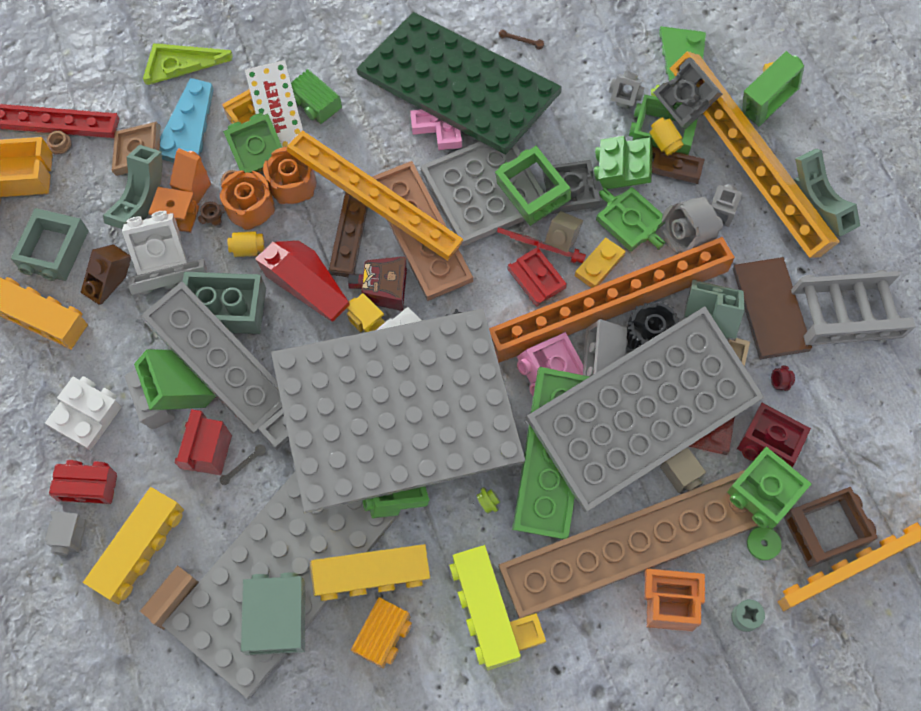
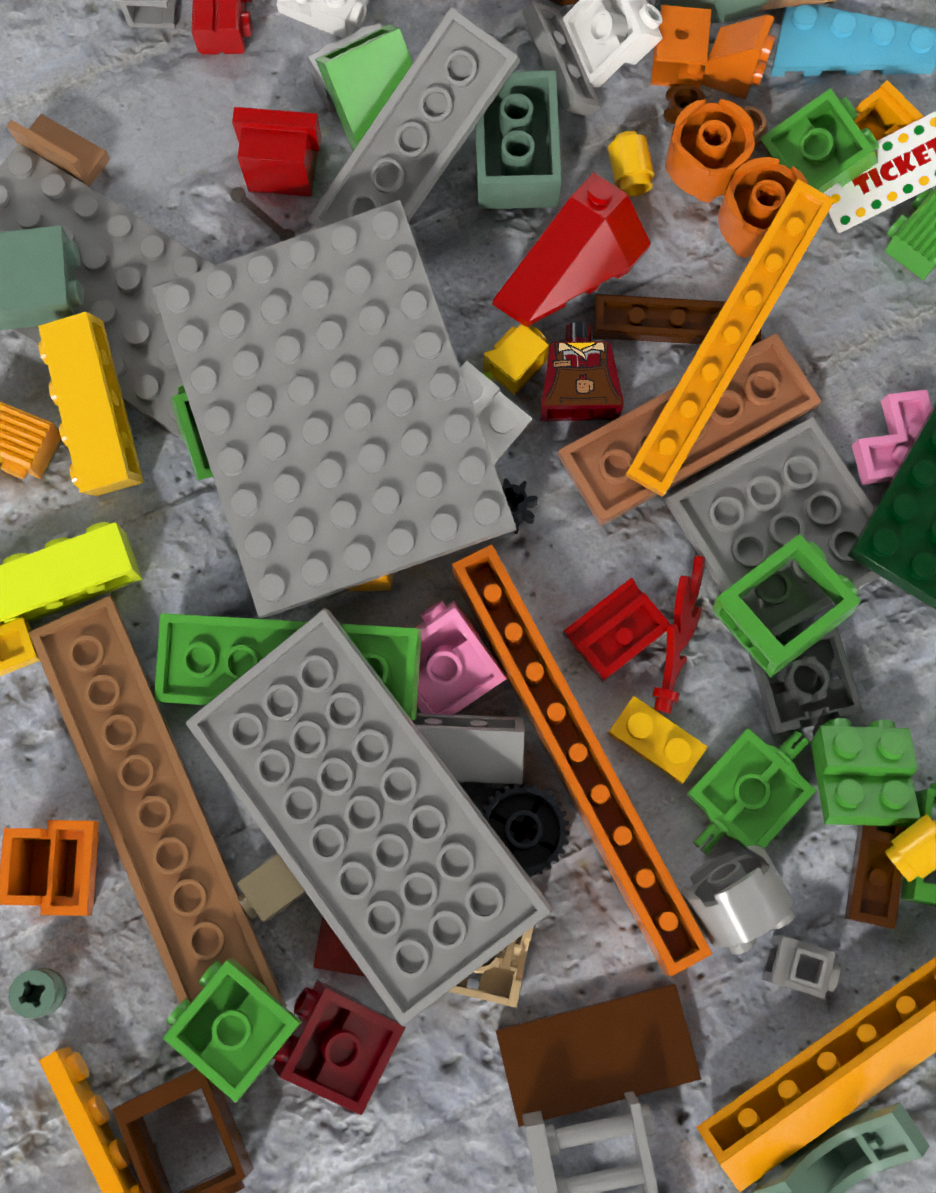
camera: 85 degrees right, 10 degrees up
(134, 546) = (131, 89): yellow brick -> none
(488, 500) = (214, 574): lime plate -> none
(563, 231) = (705, 668): dark tan brick -> none
(723, 304) = (579, 947): sand green brick -> none
(757, 549) = (147, 1024): bright green wheel -> none
(783, 378) = (455, 1069): dark red plate -> none

